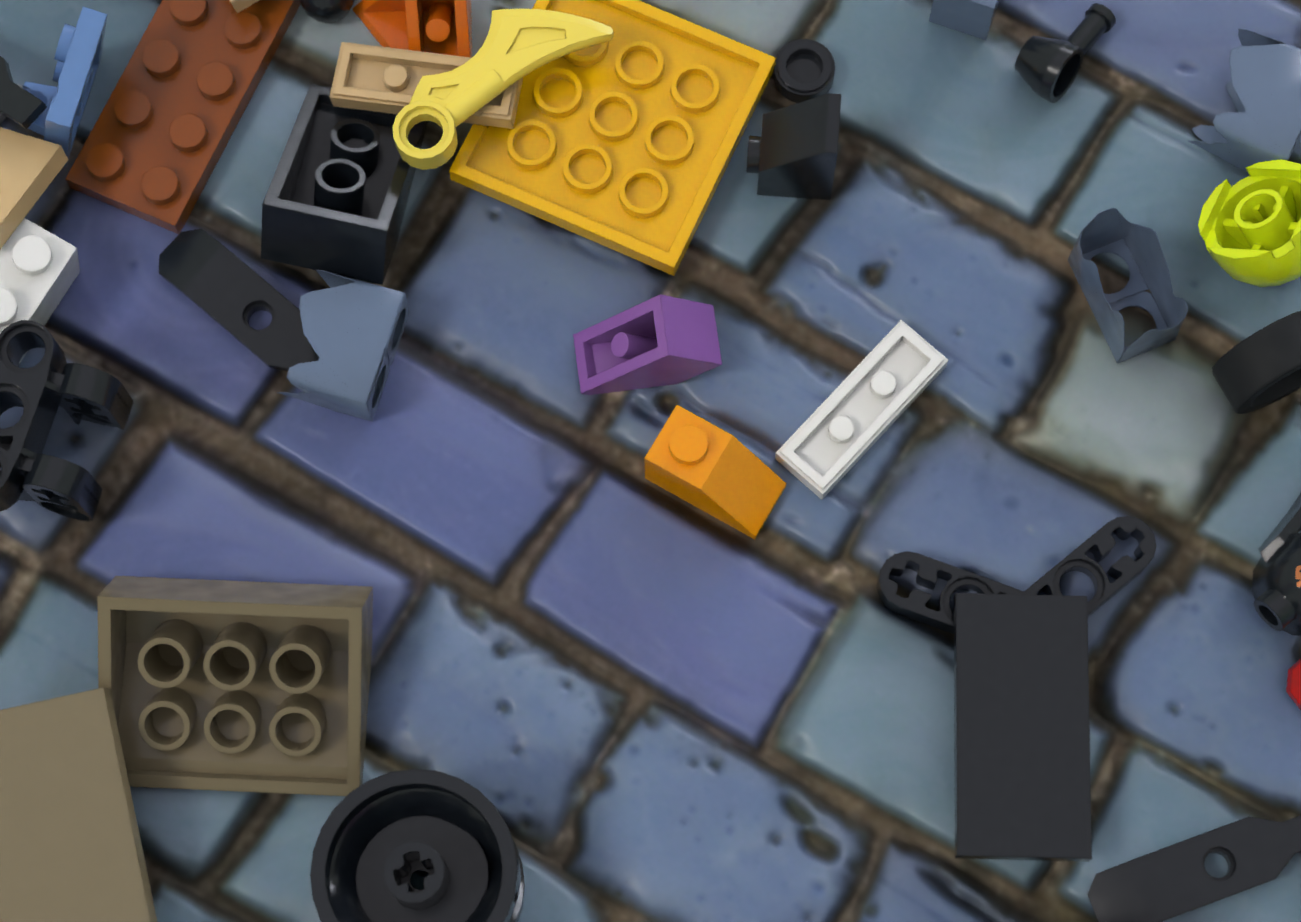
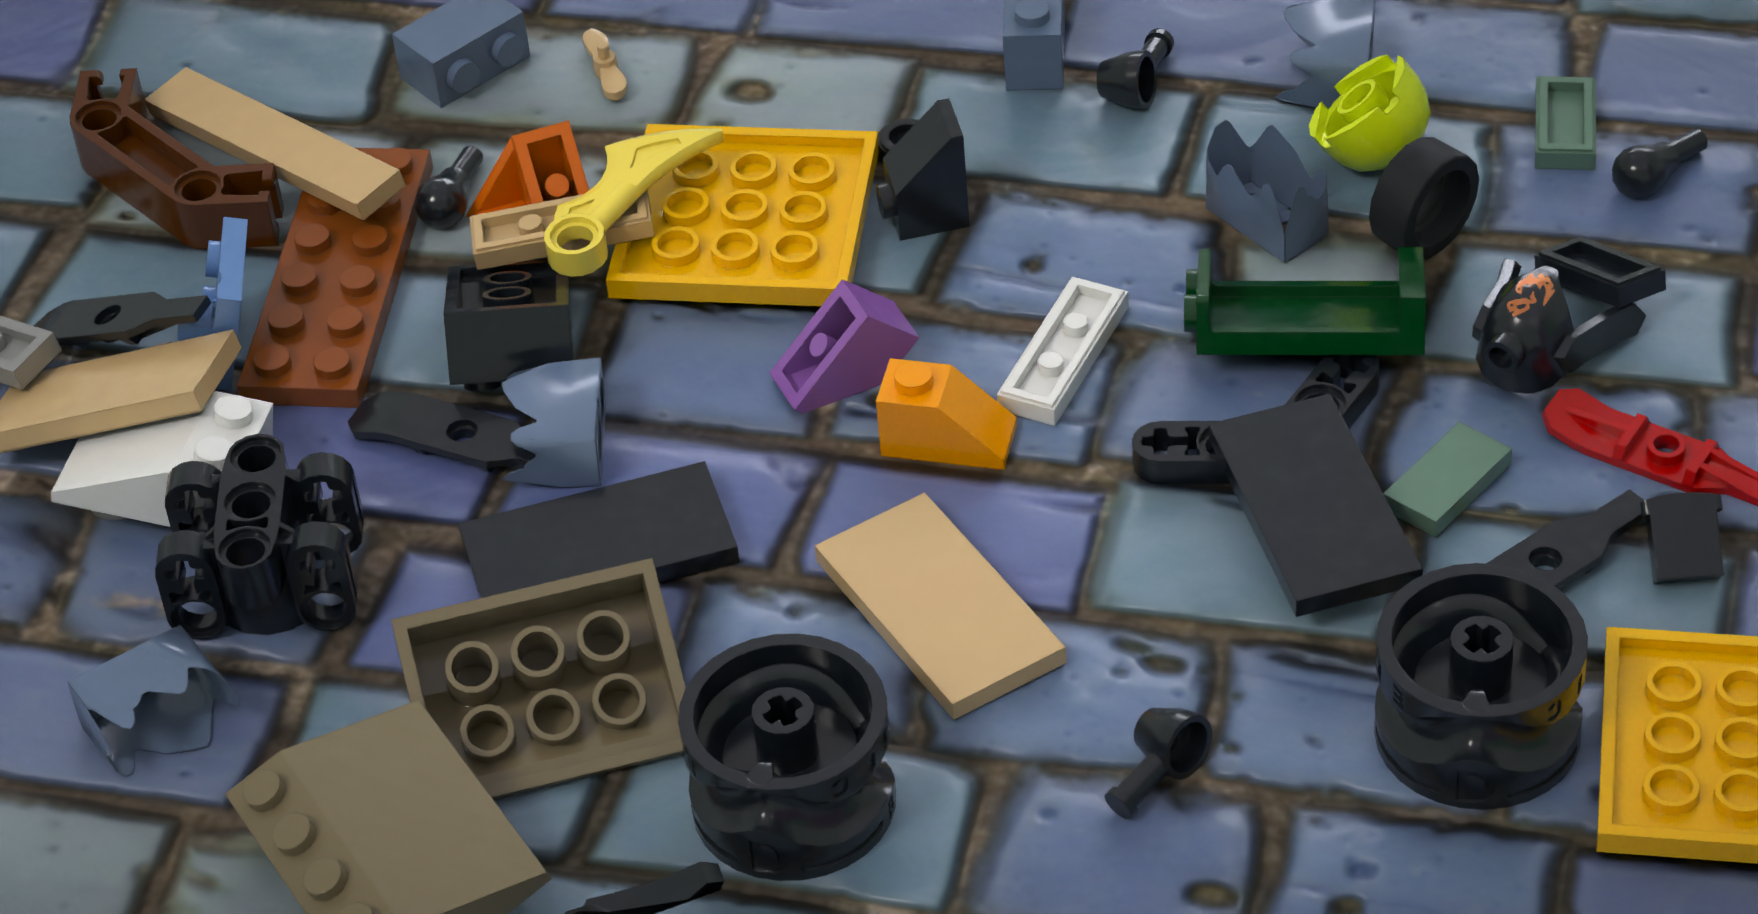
camera: 15 degrees left, 30 degrees down
(343, 504) = (656, 516): none -> black tile
(634, 701) = (940, 605): none -> tan tile
(1111, 465) = (1308, 314): none -> dark green panel
(1166, 718) = (1447, 479): none -> sand green tile

